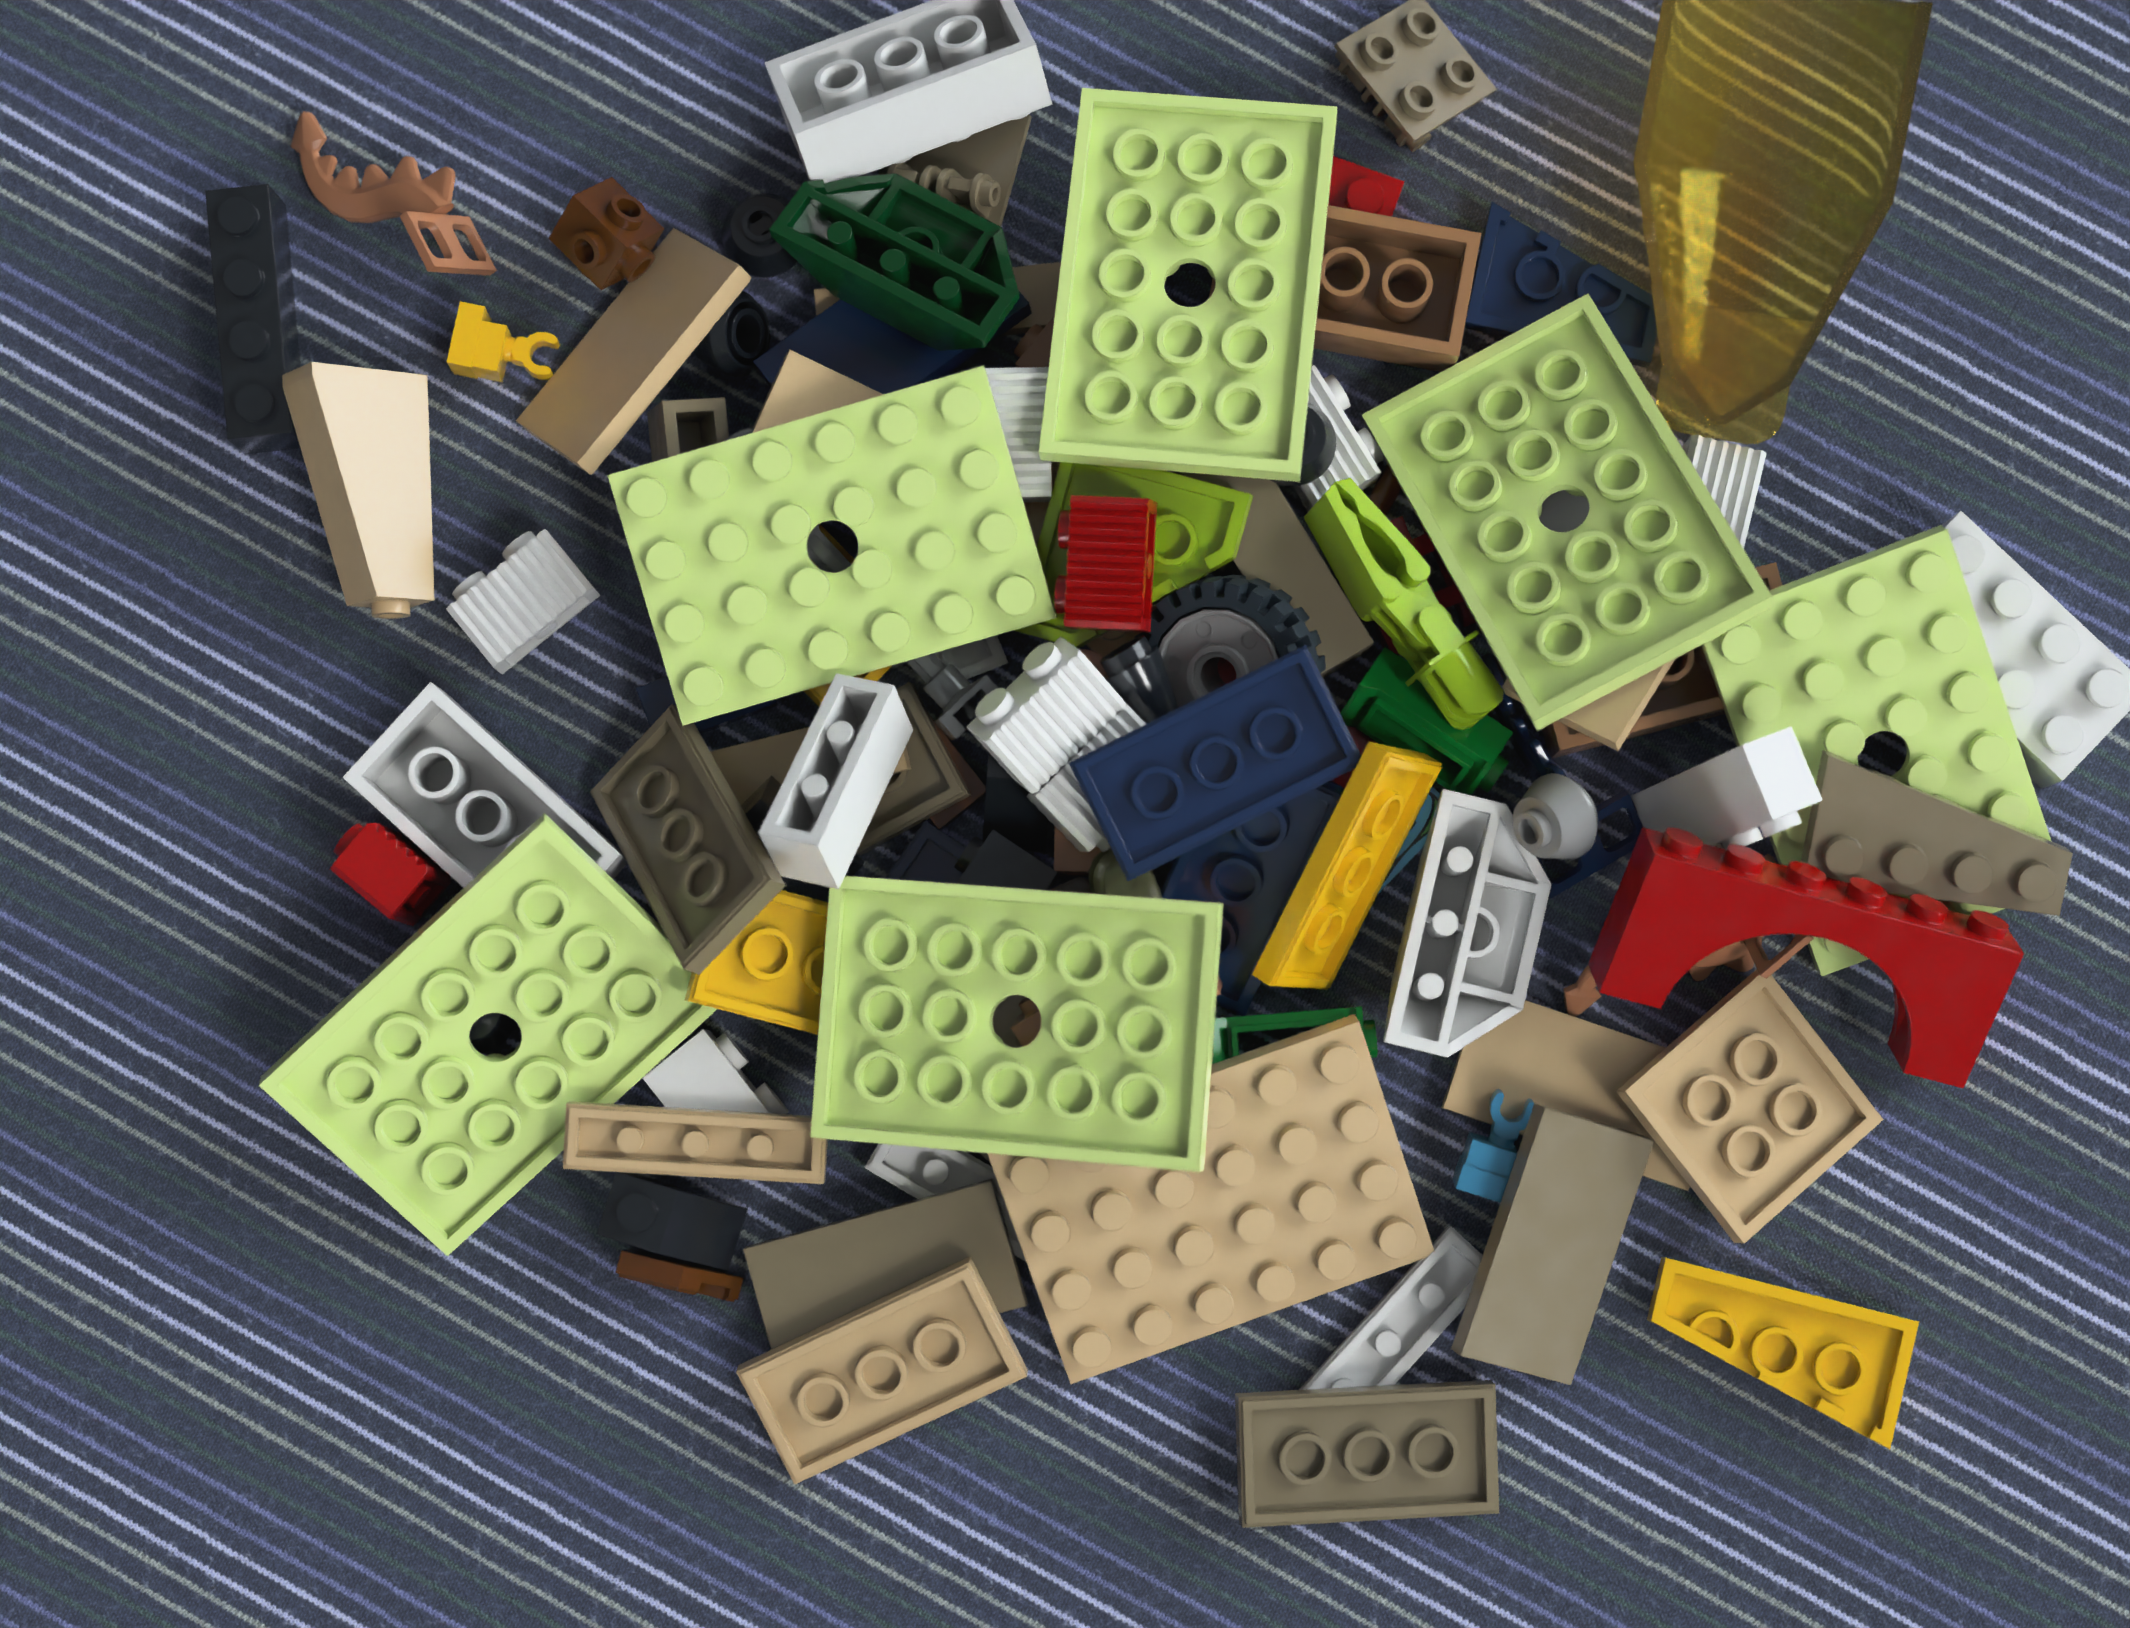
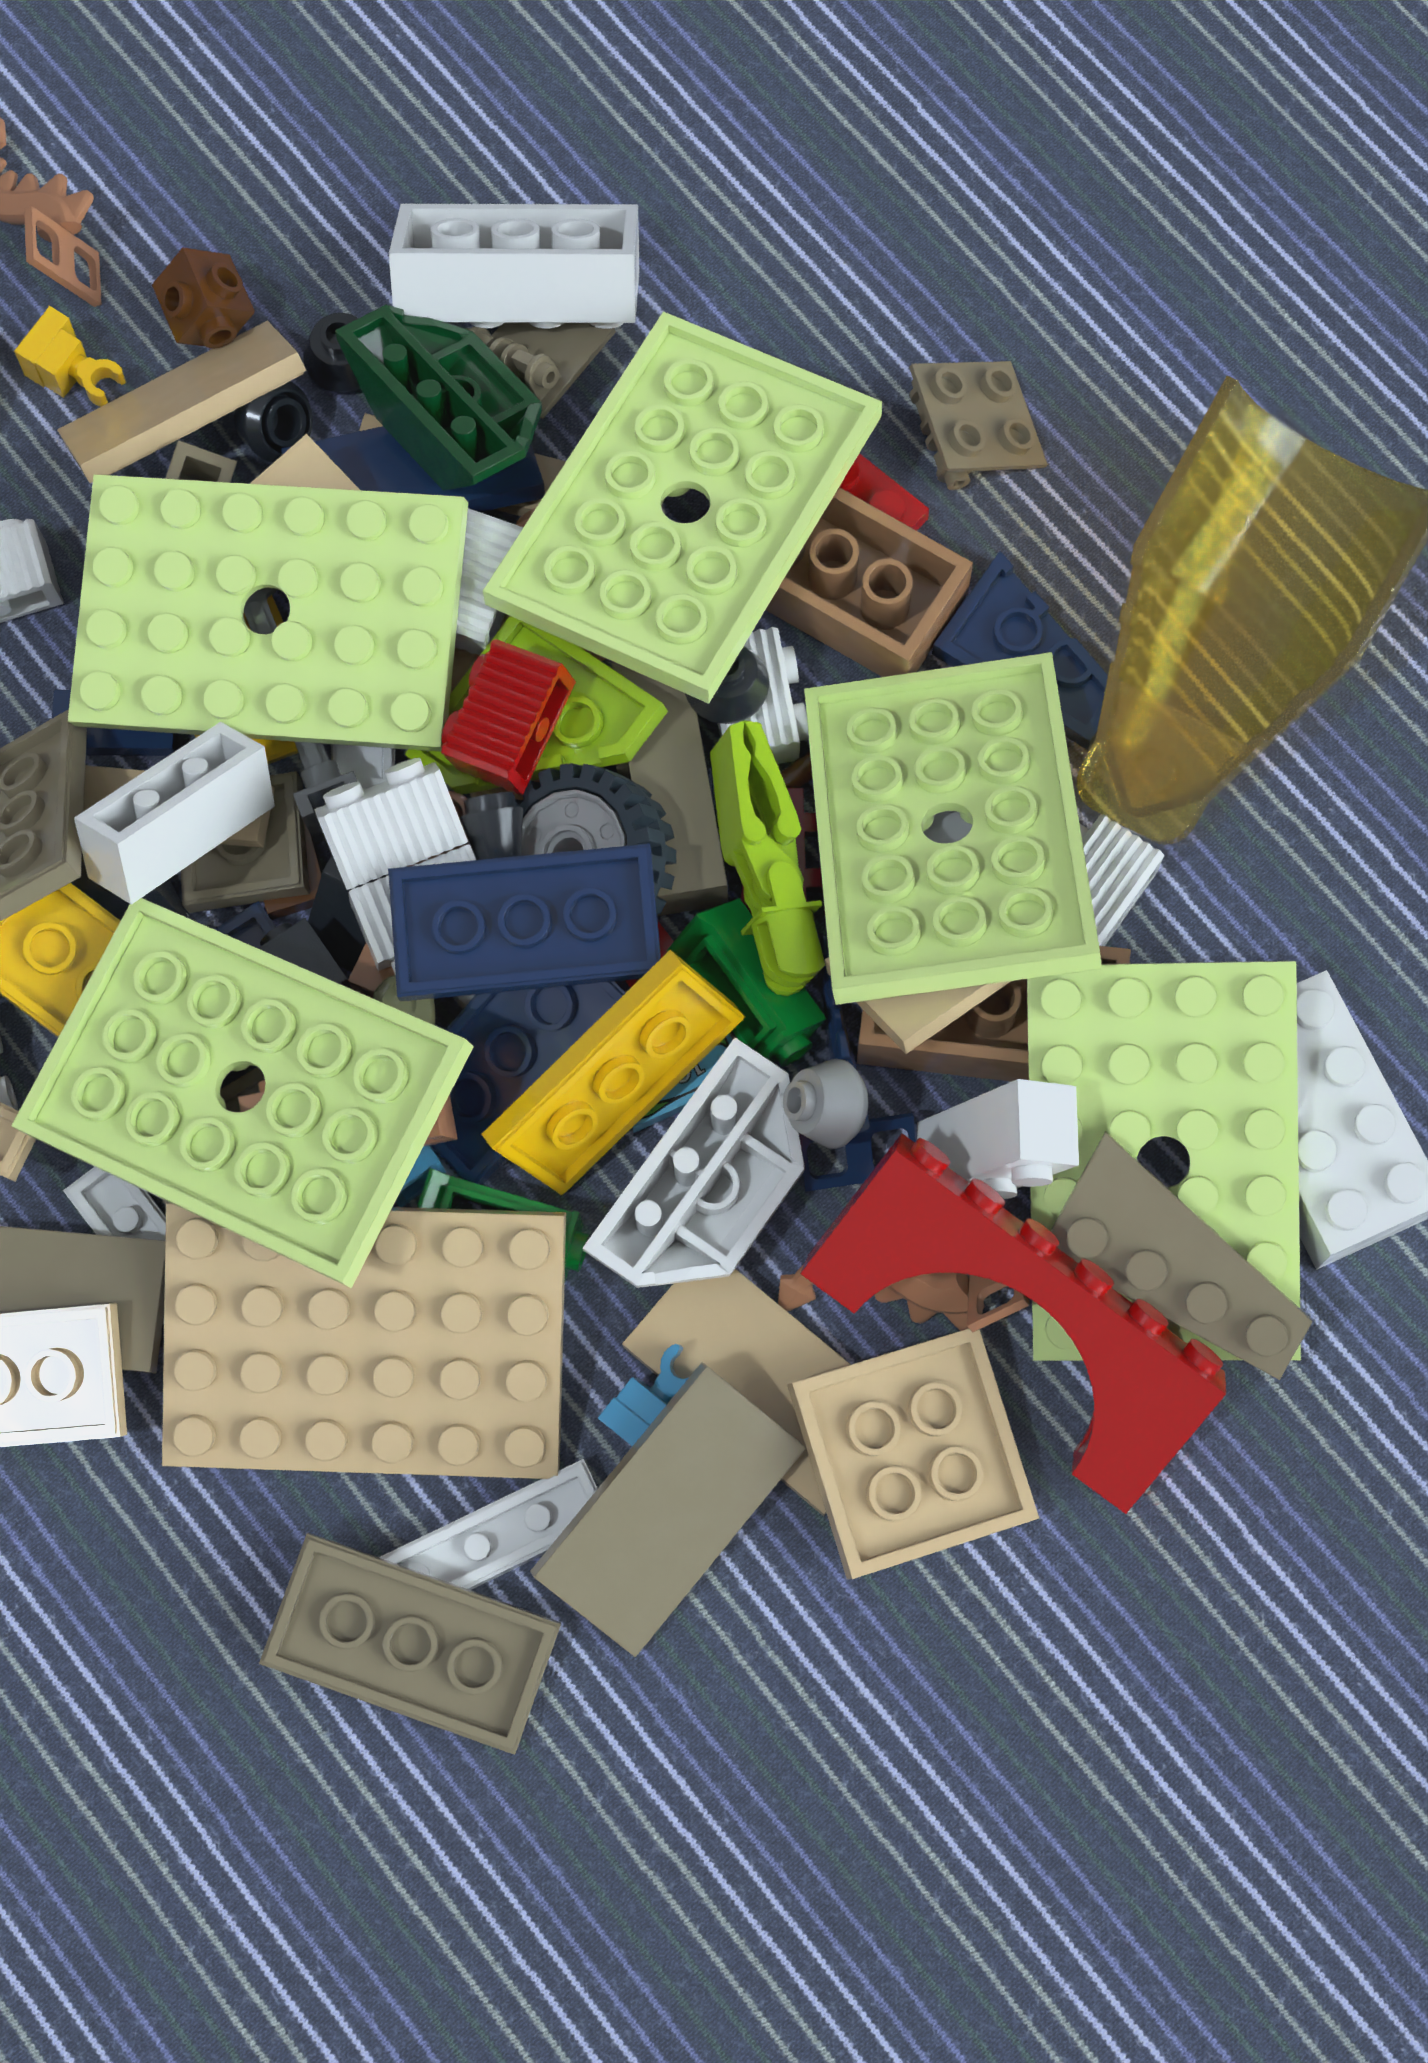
camera: 20 degrees right, 10 degrees down
(1805, 1345) = (878, 1709): yellow wing -> none

